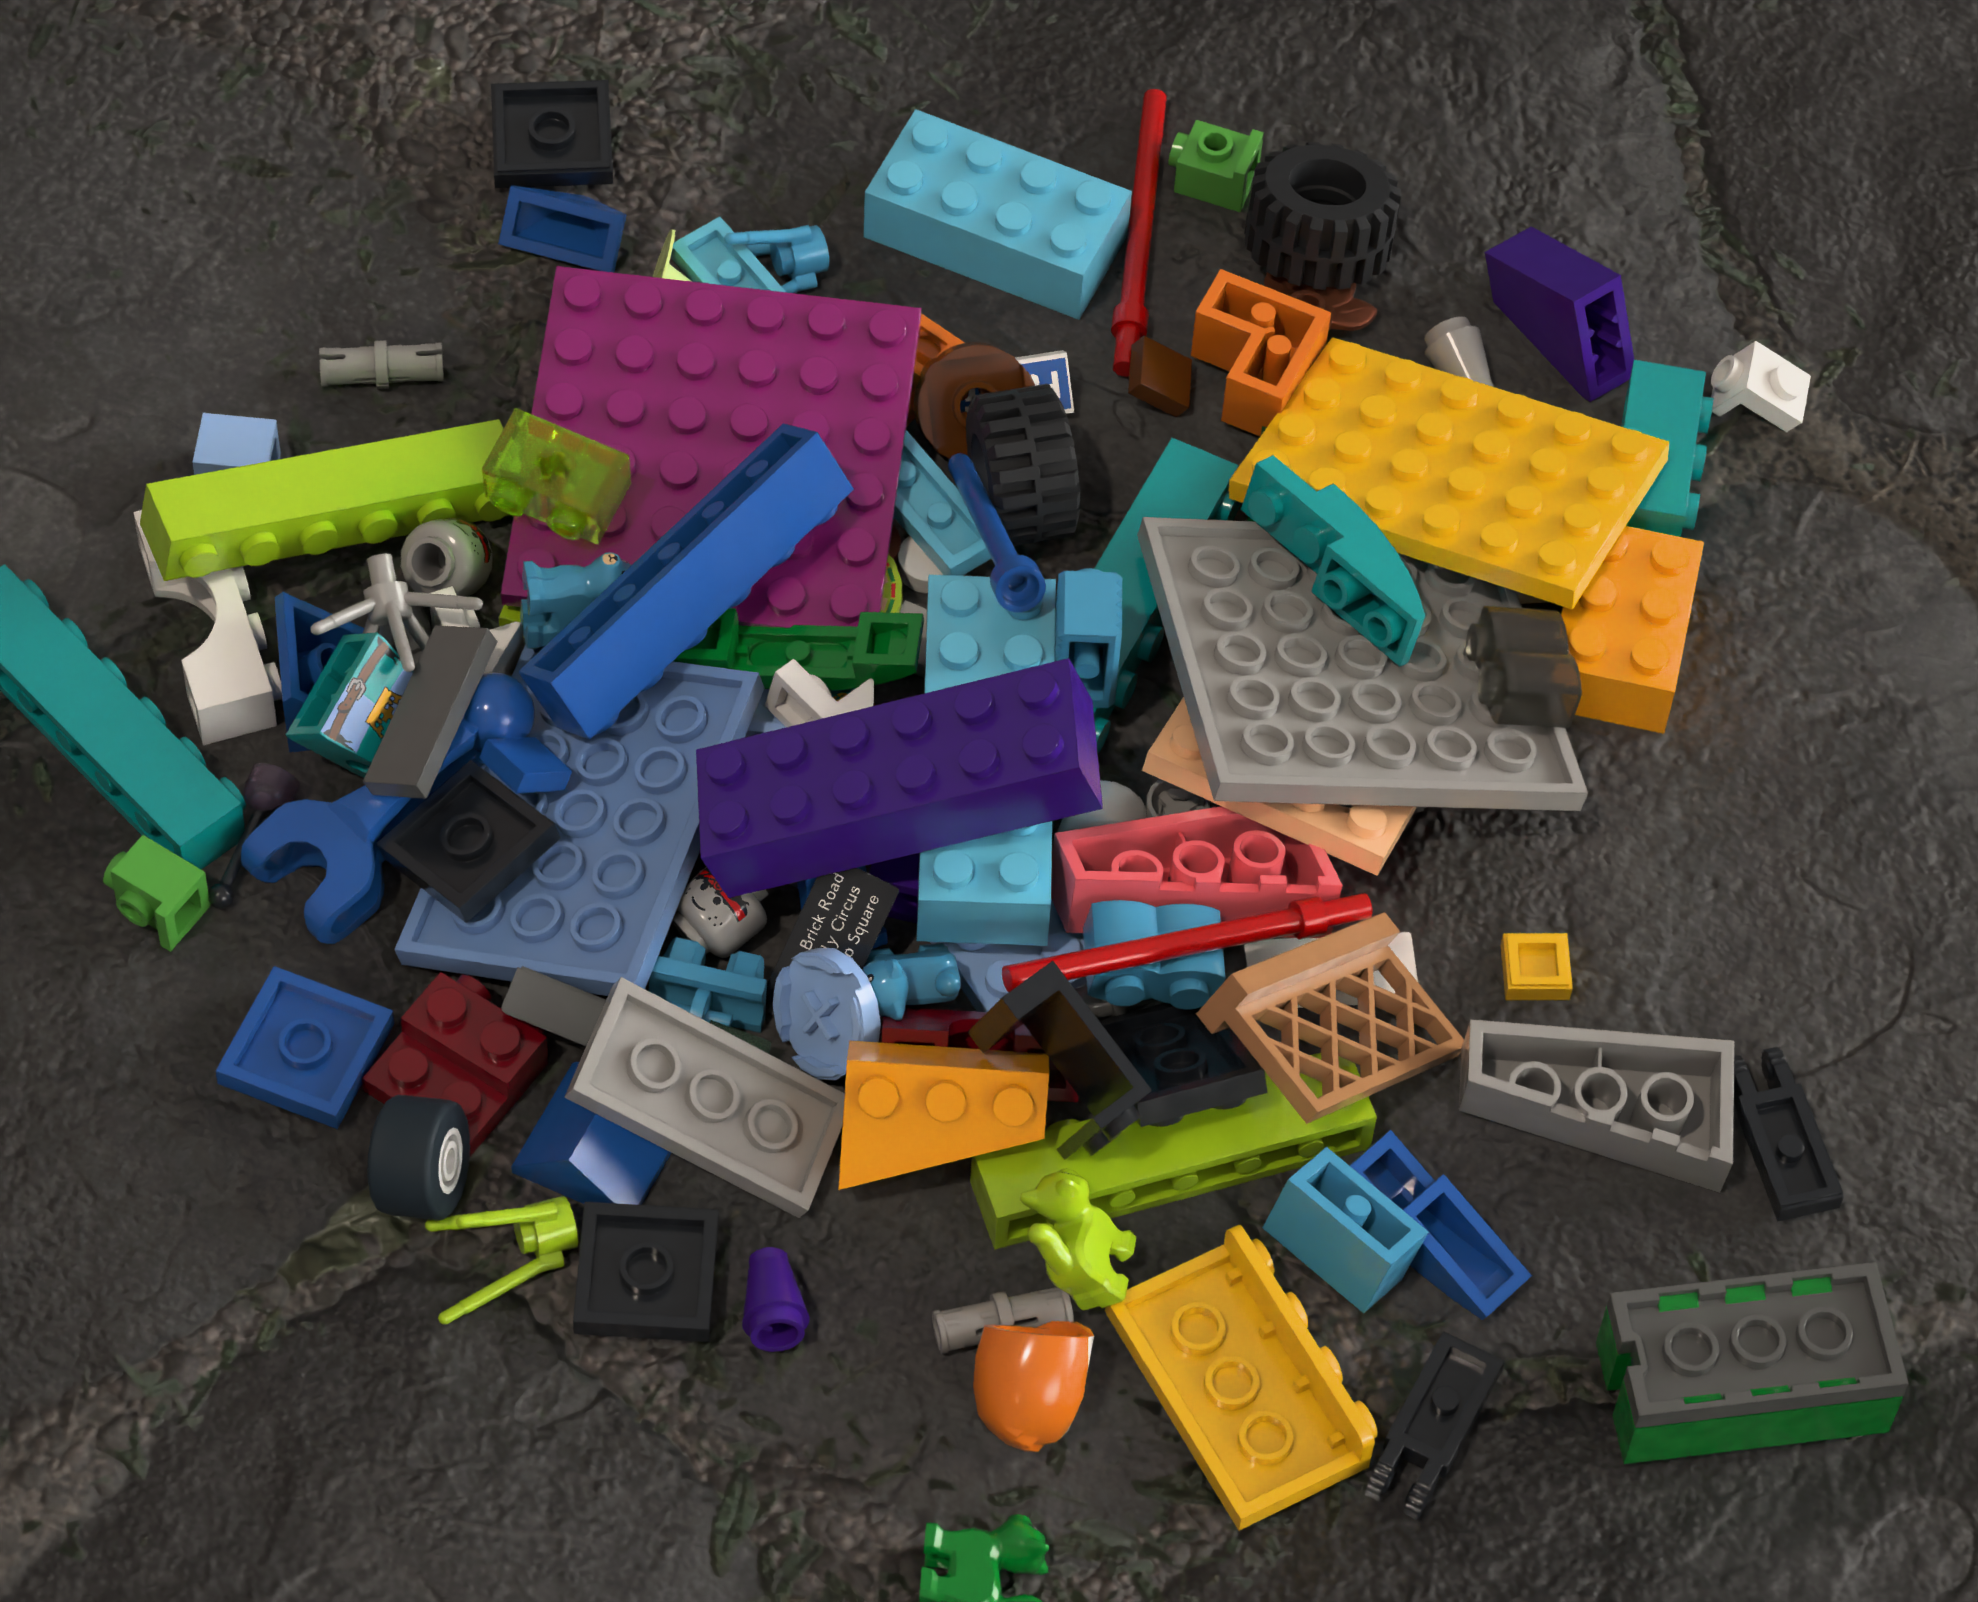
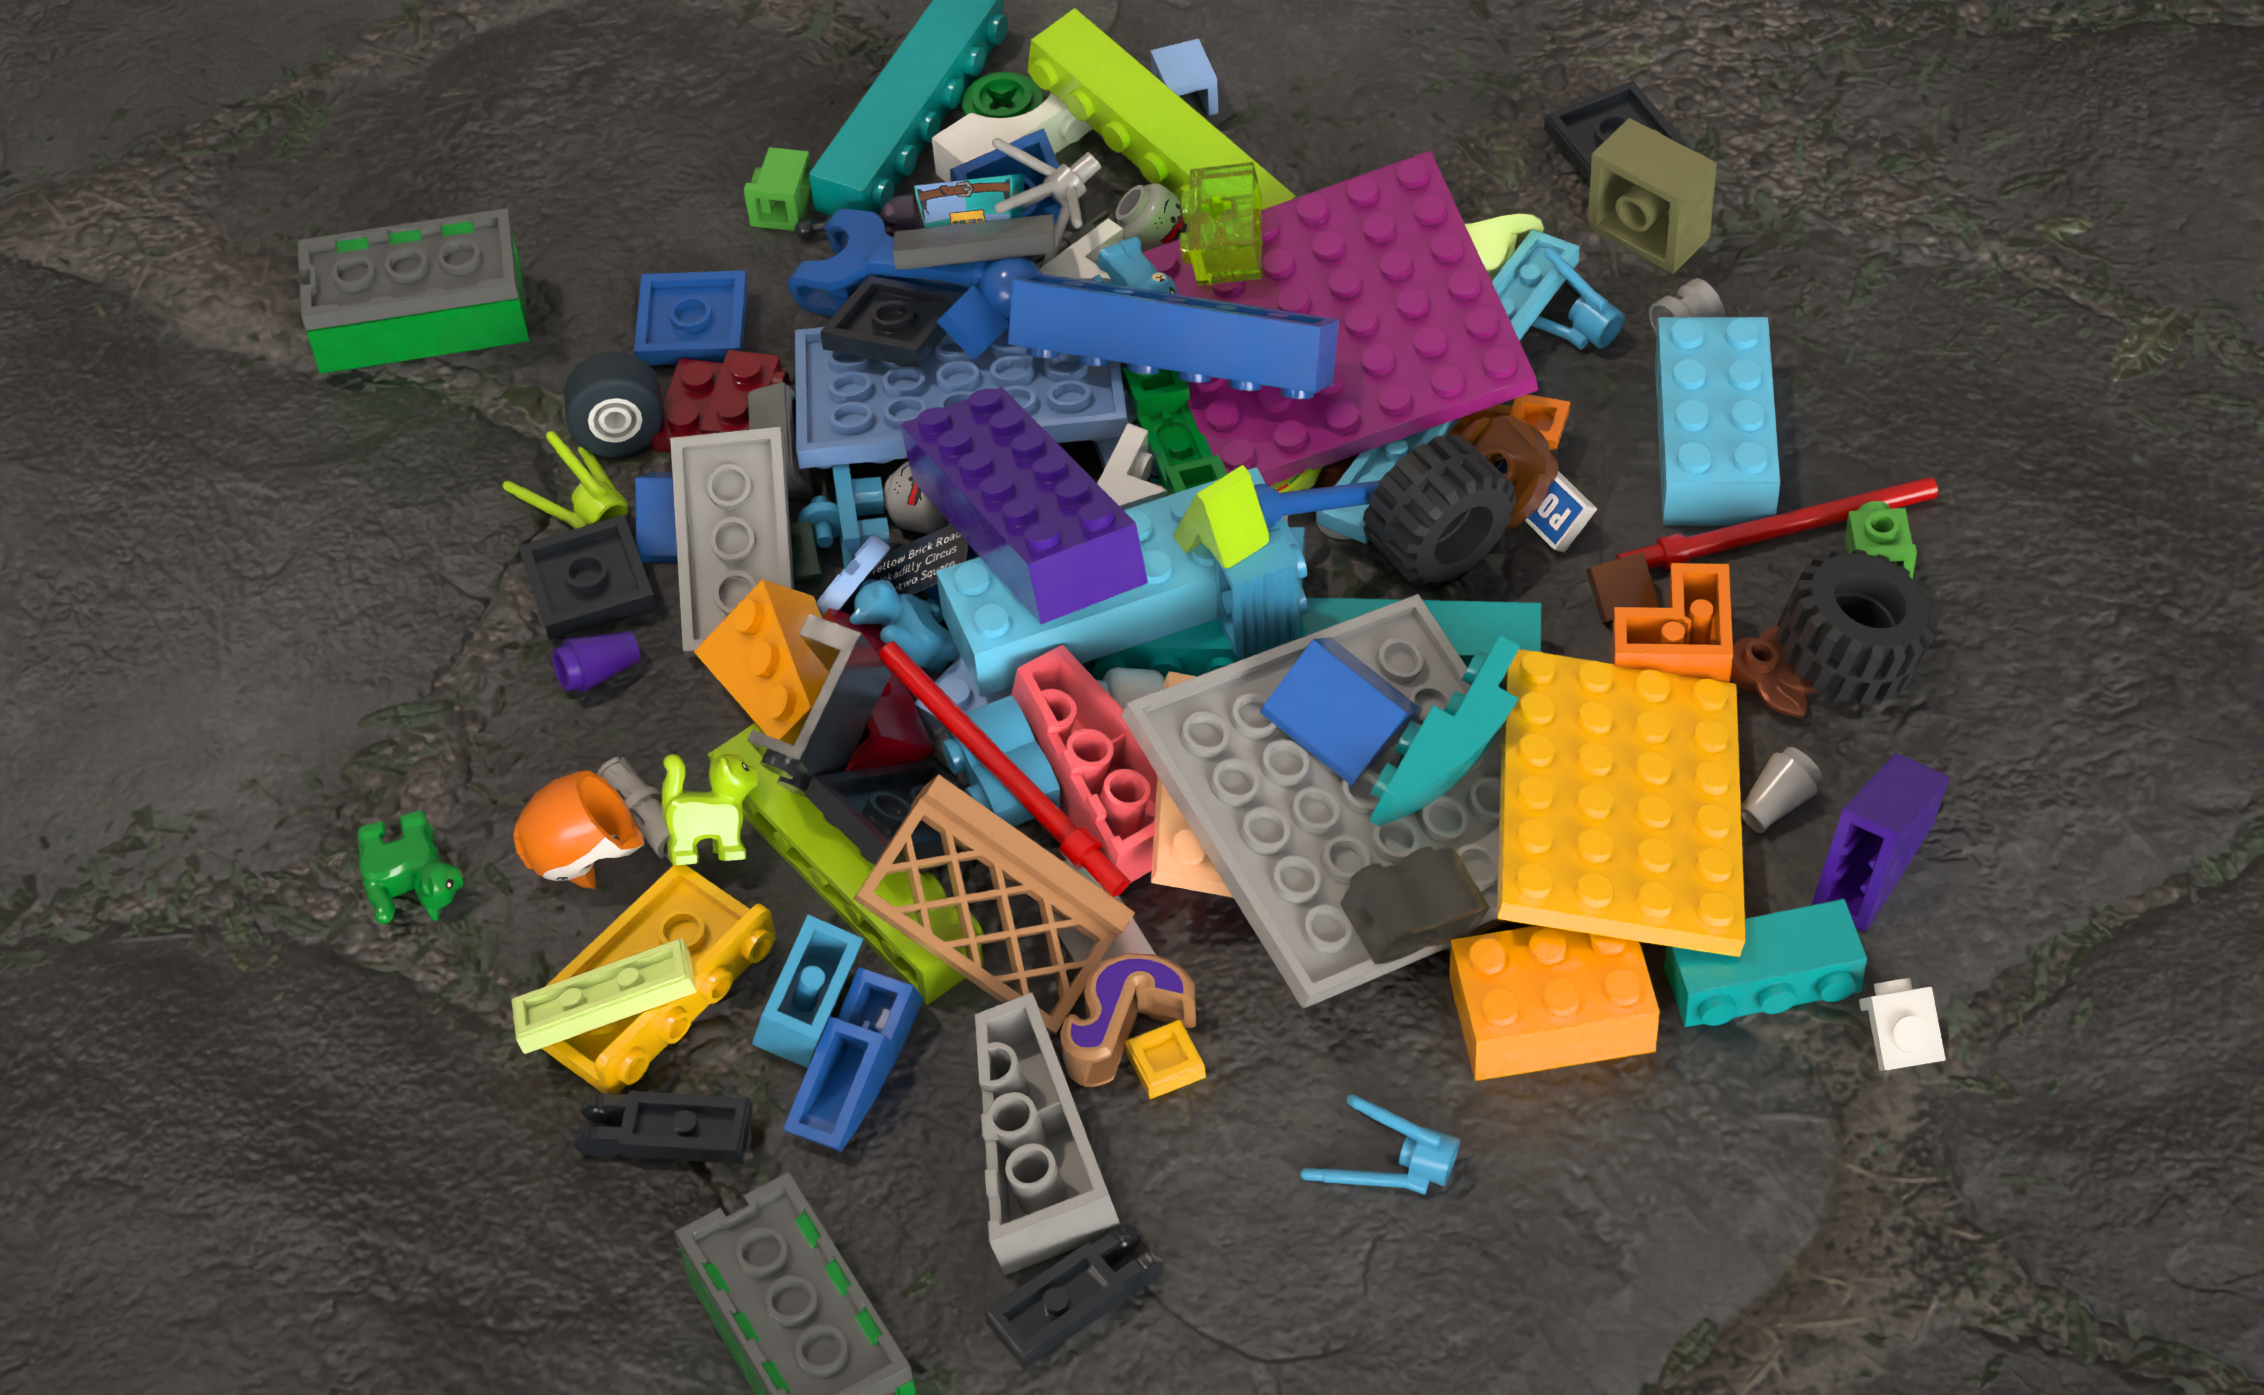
camera: 75 degrees right, 5 degrees down
(119, 1304) = (412, 291): none -> dark grey piece
(162, 620) = (1002, 89): none -> green gear
(381, 364) = (1328, 129): light grey pin -> none
(563, 227) = (1530, 173): blue slope -> none
(686, 130) = (1651, 195): none -> olive brick
(835, 170) = (1692, 300): none -> light grey wheel
(1036, 604) = (1225, 520): none -> slope
(1282, 624) = (1339, 709): none -> slope
(1282, 1410) = (603, 995): none -> yellowish green tile
(1468, 979) = (1113, 999): none -> medium nougat animal
(1742, 798) = (1425, 1152): none -> dark azure plant

